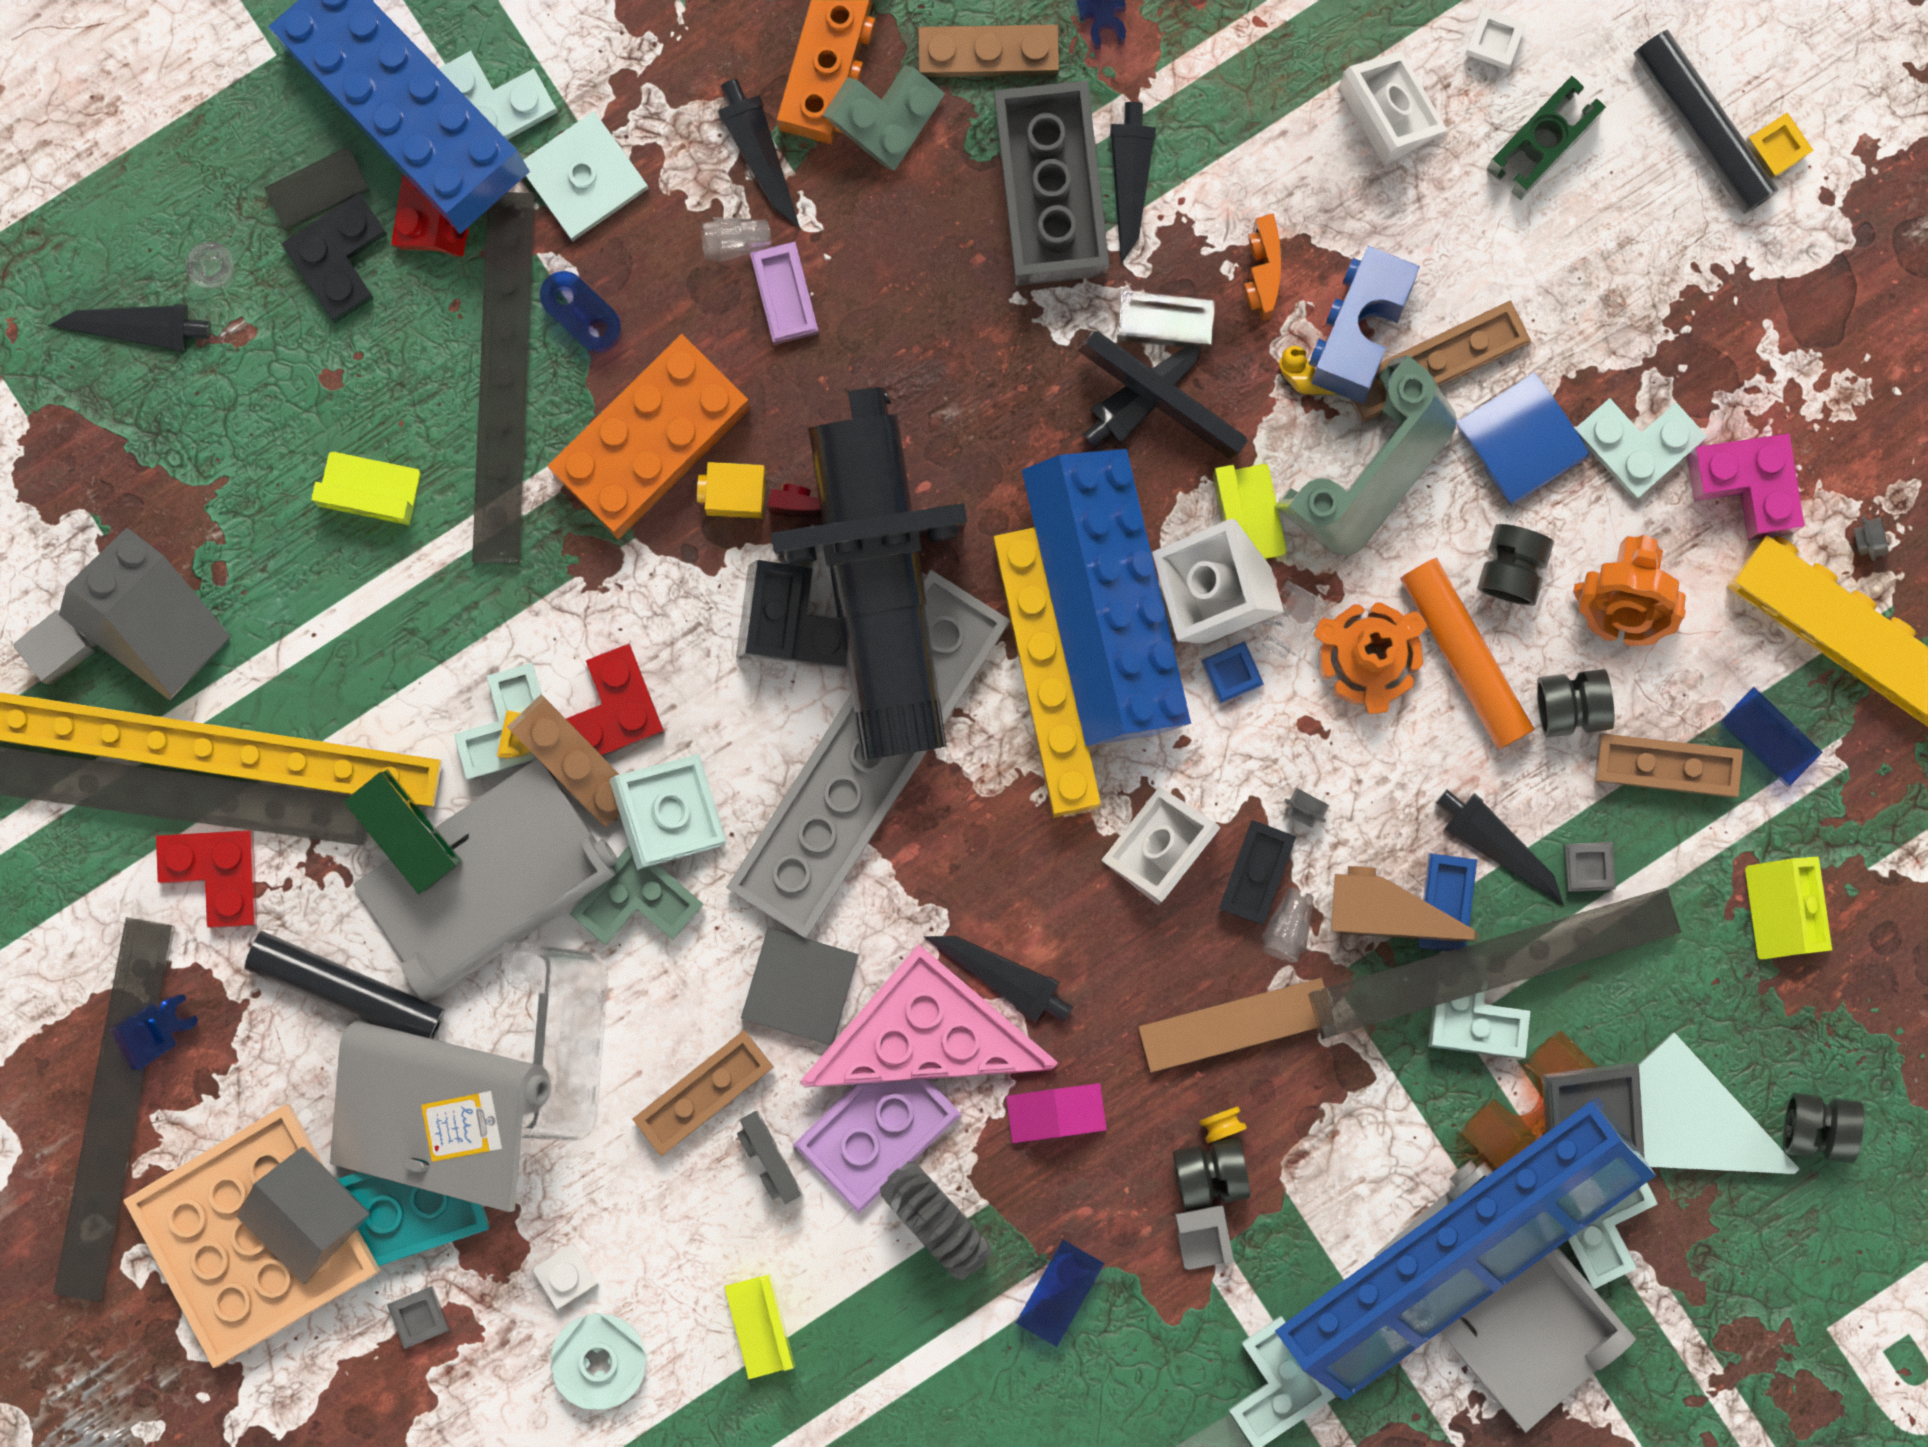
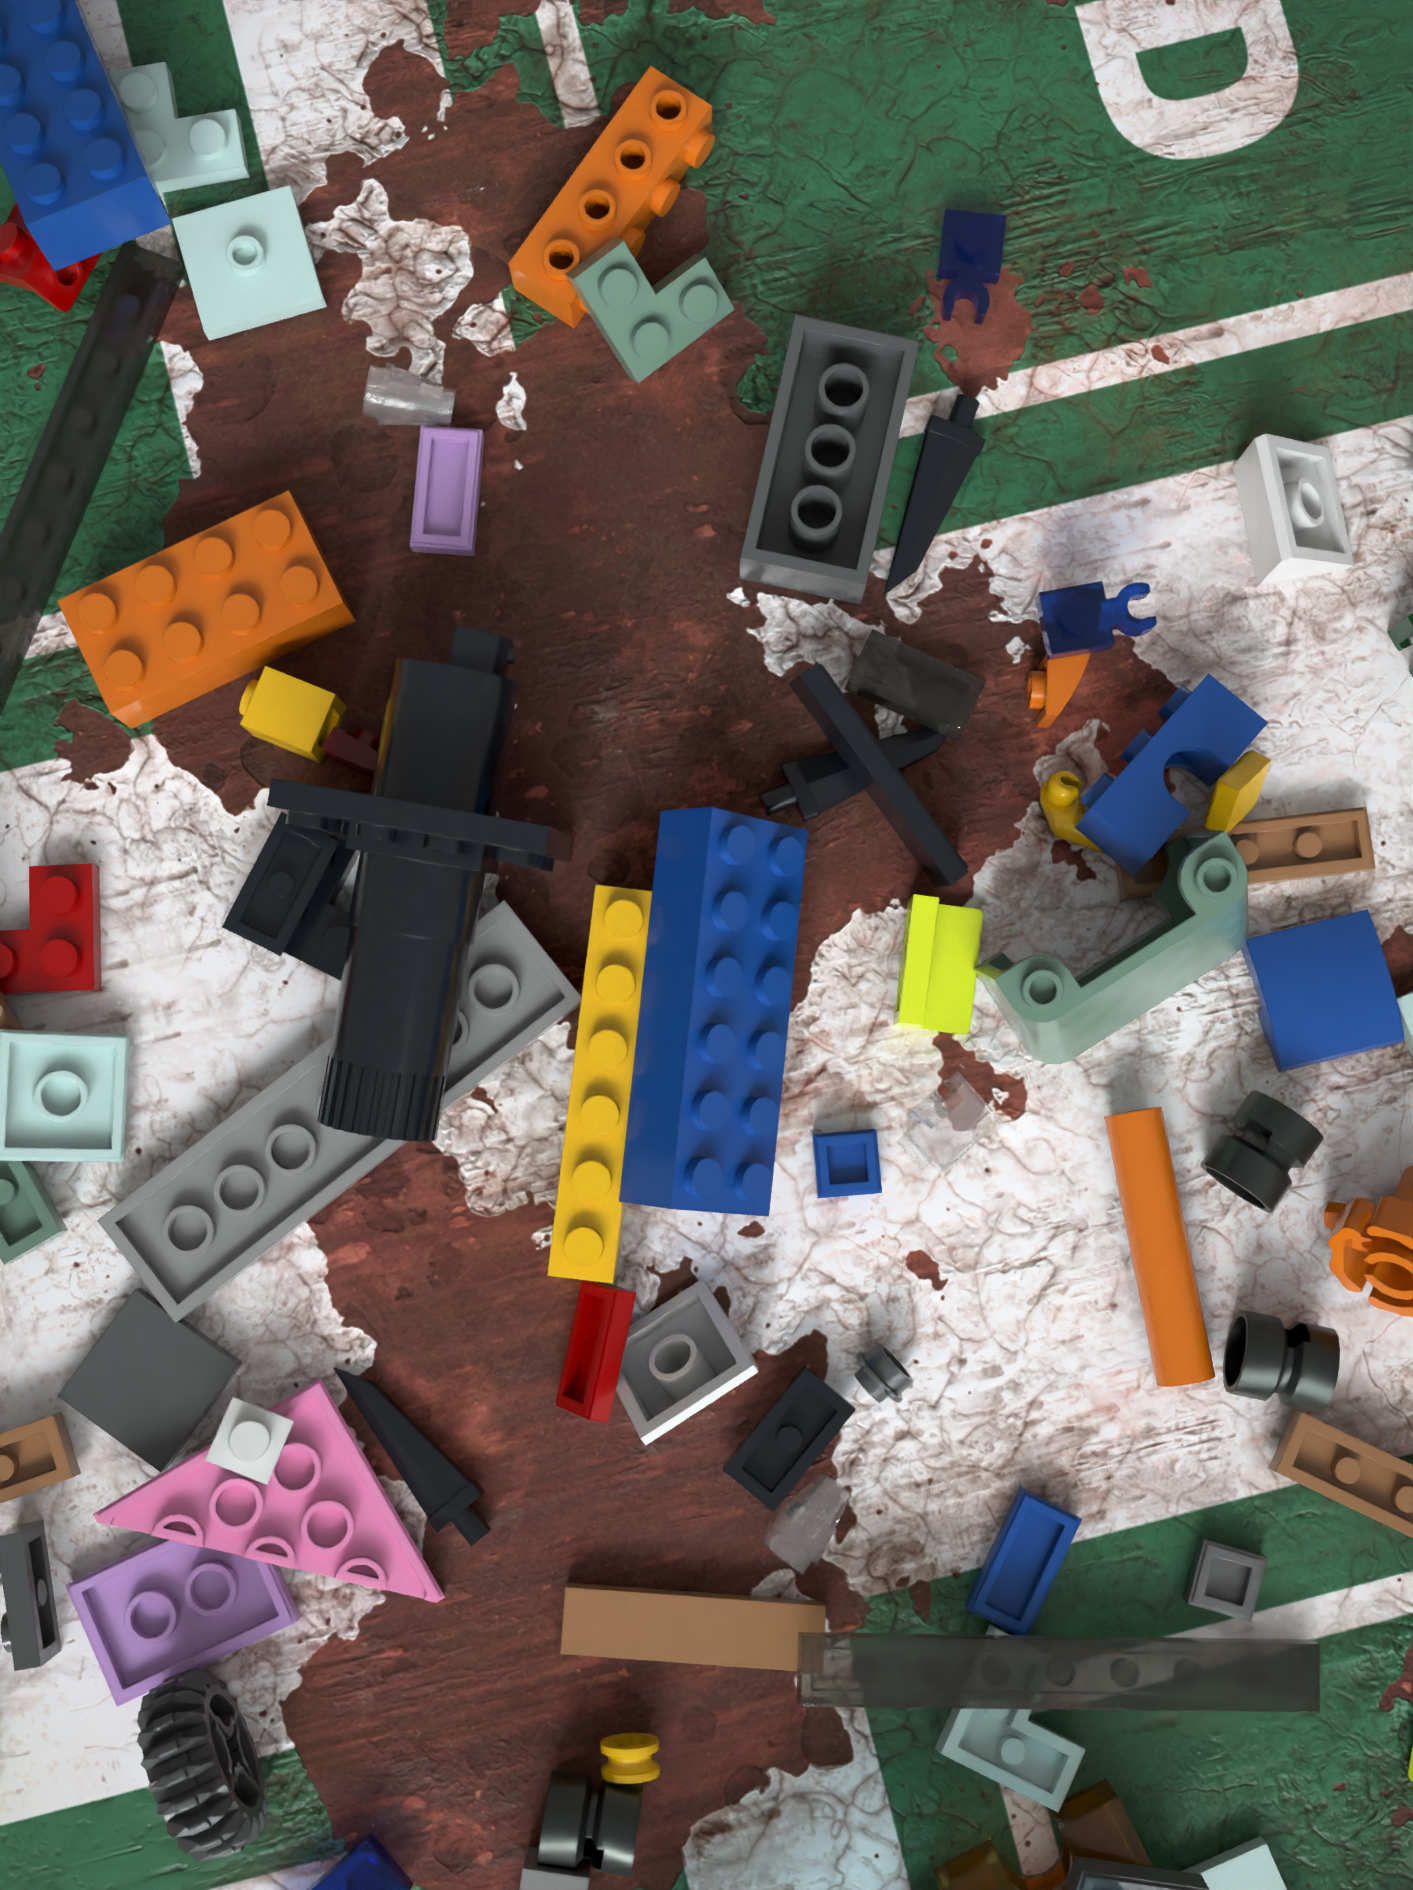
camera: 20 degrees right, 0 degrees up
(582, 312) = (184, 430): clear blue plate -> none
(752, 135) = (476, 279): black bar -> none
(888, 997) = (249, 1440): none -> white plate
(988, 50) = (808, 275): medium nougat plate -> none
(1056, 1113) = (420, 1664): dark pink slope -> none
(1102, 857) = (595, 1350): none -> red tile
(1216, 583) = (863, 1044): white slope -> none
(1267, 237) = (1083, 620): none -> clear blue plate
(1380, 908) = (942, 1551): medium nougat slope -> none
(1391, 632) = (1074, 1209): orange piece -> none
(1416, 321) = (1236, 792): none -> yellow tile
(1485, 832) = (1104, 1485): black bar -> none

